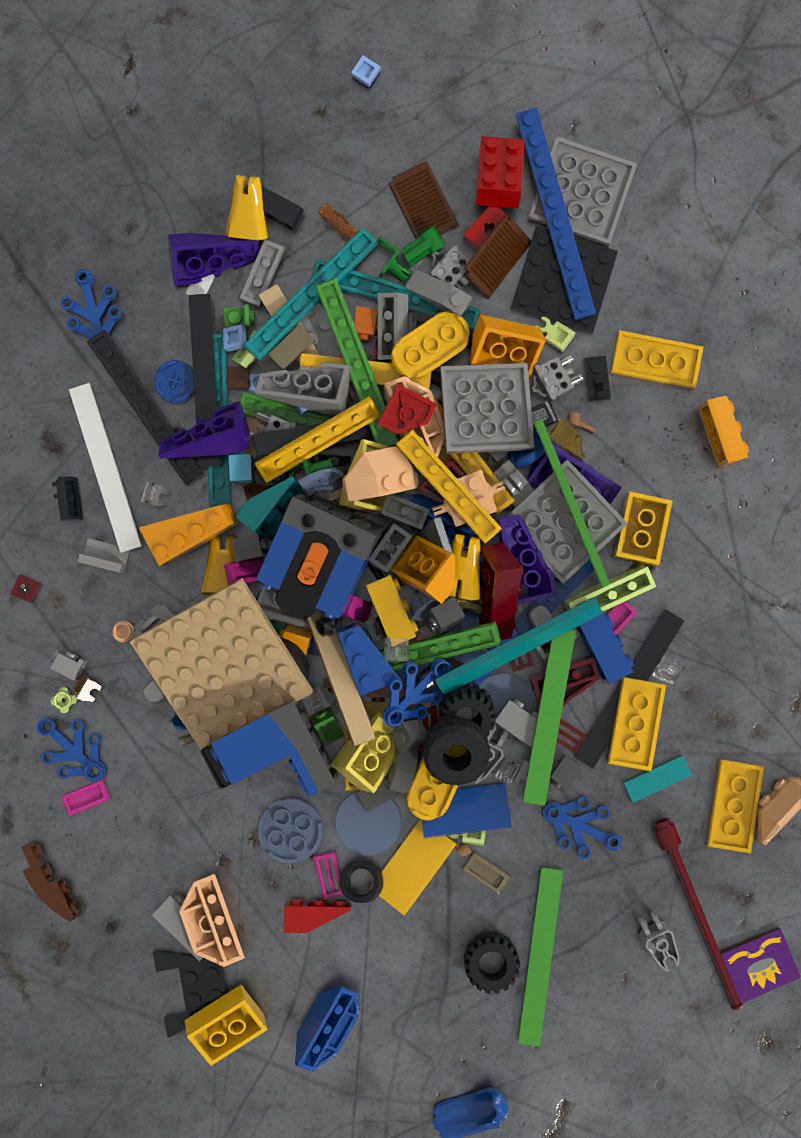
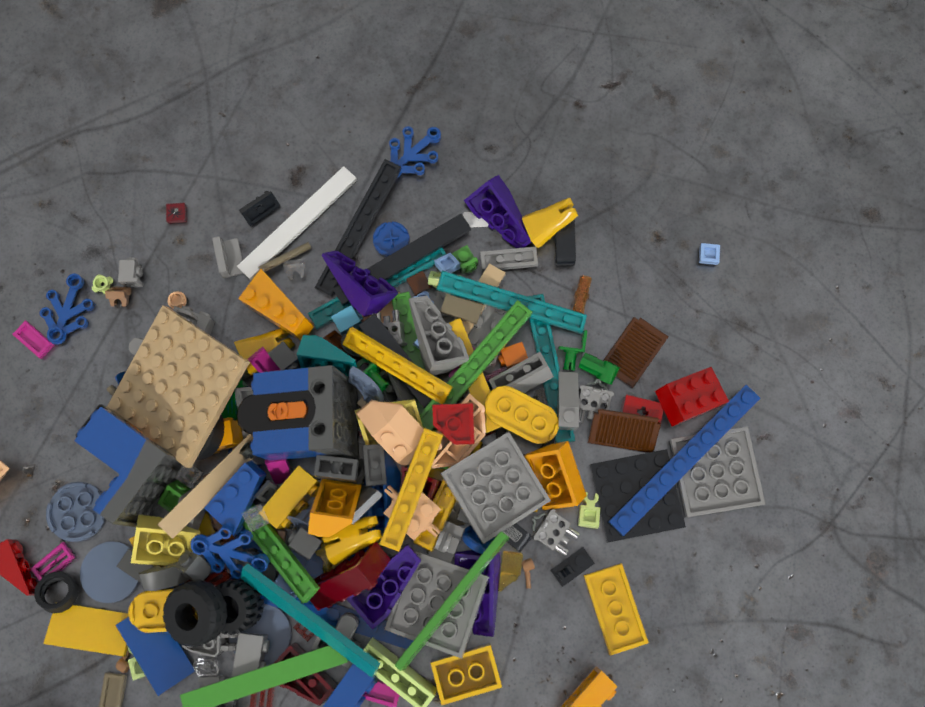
camera: 60 degrees right, 10 degrees down
(137, 498) = (285, 257): none -> dark tan bar

